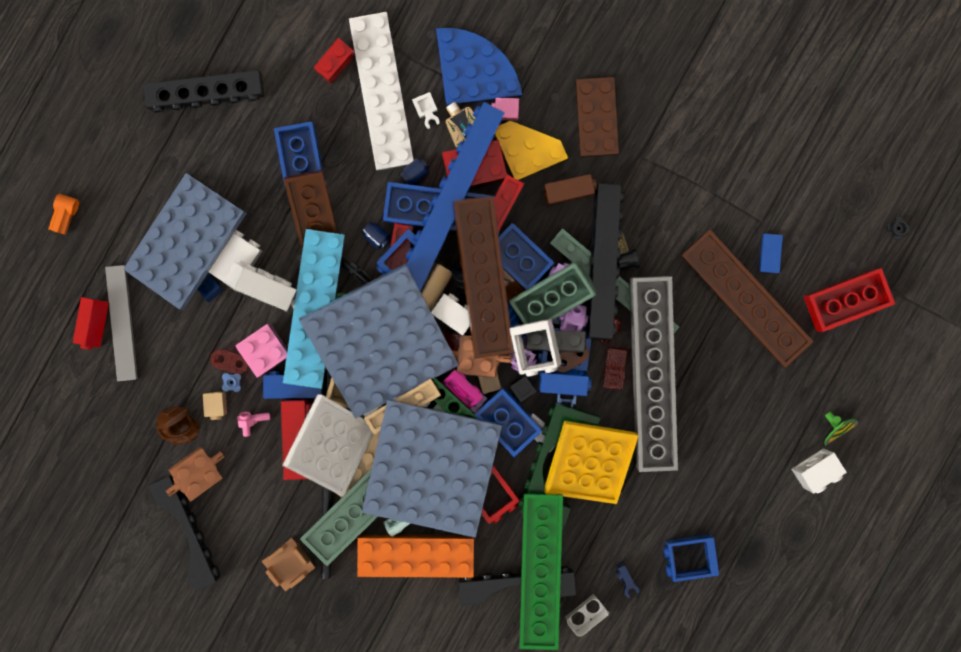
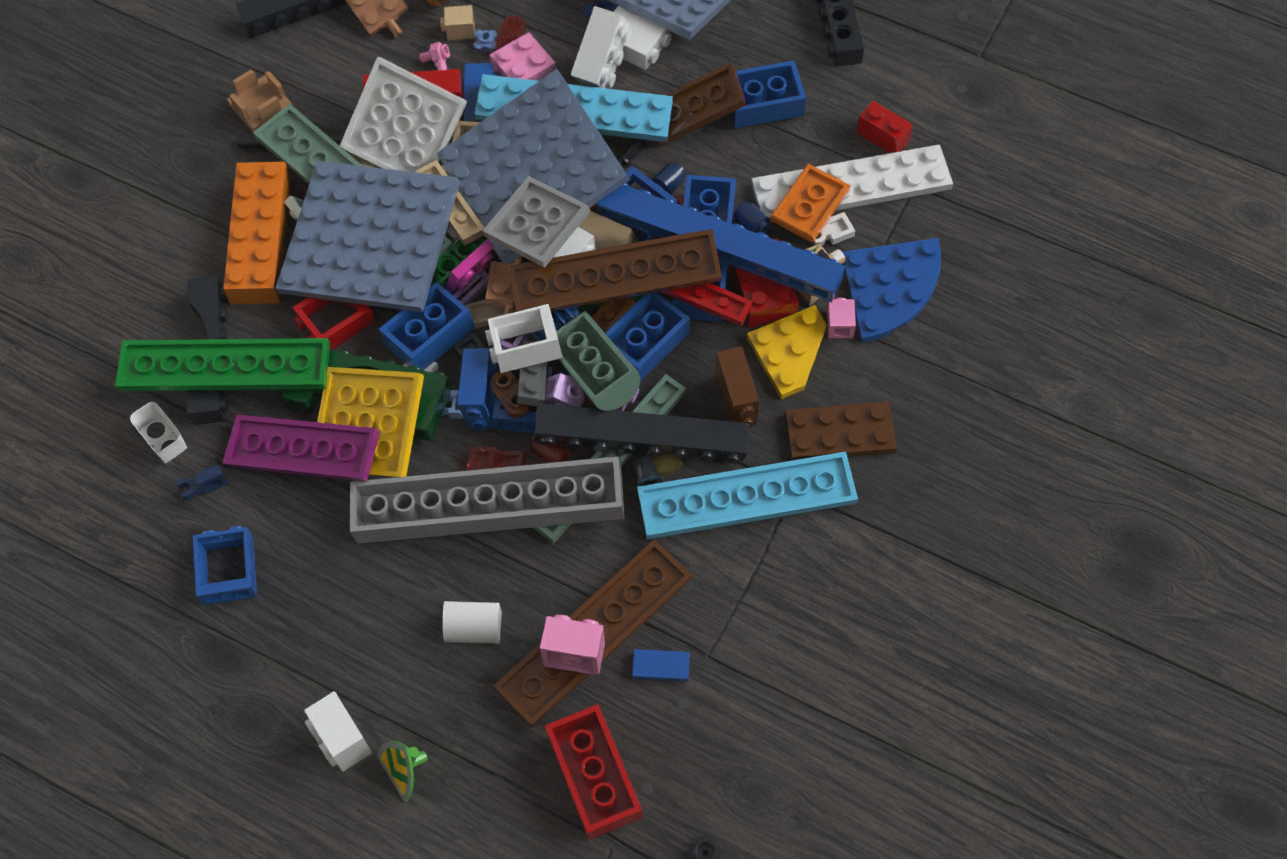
camera: 85 degrees right, 25 degrees down
(405, 125) = (810, 203): none -> orange tile
(441, 337) = (536, 221): none -> light grey plate
(608, 509) = (301, 447): none -> magenta plate
(647, 187) = (746, 495): none -> medium azure plate
(737, 383) = (471, 622): none -> white brick
(769, 312) = (572, 644): none -> bright pink brick

